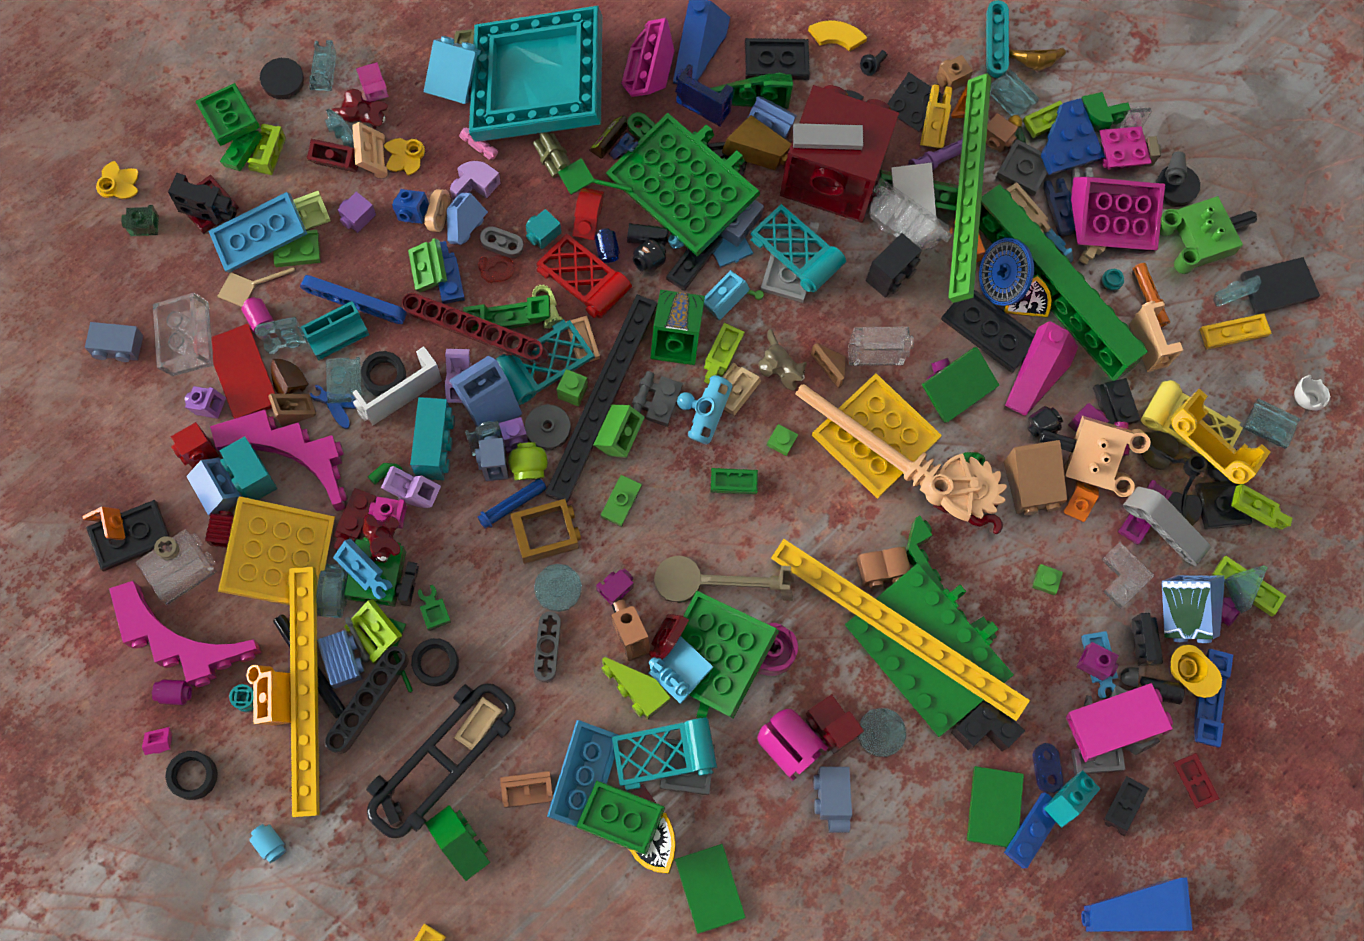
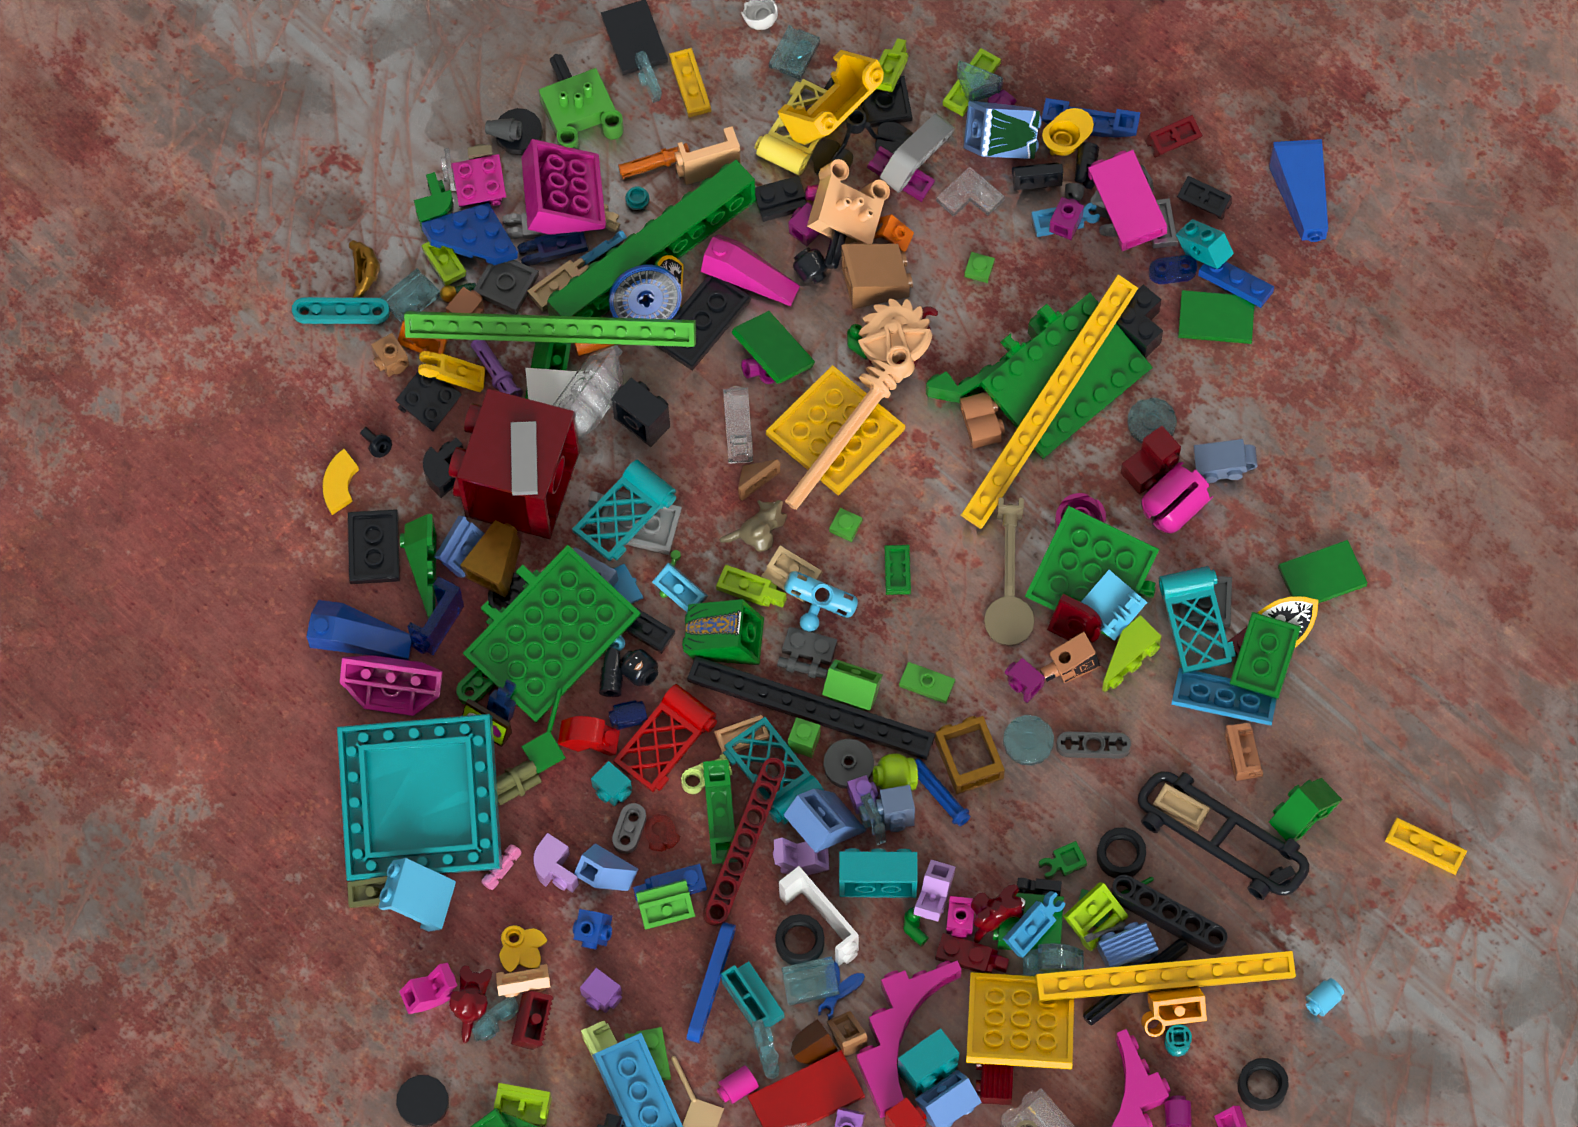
camera: 85 degrees left, 5 degrees down
(323, 66) = (407, 1053): clear light blue hinge -> none
(437, 210) = (583, 900): light nougat plate -> none

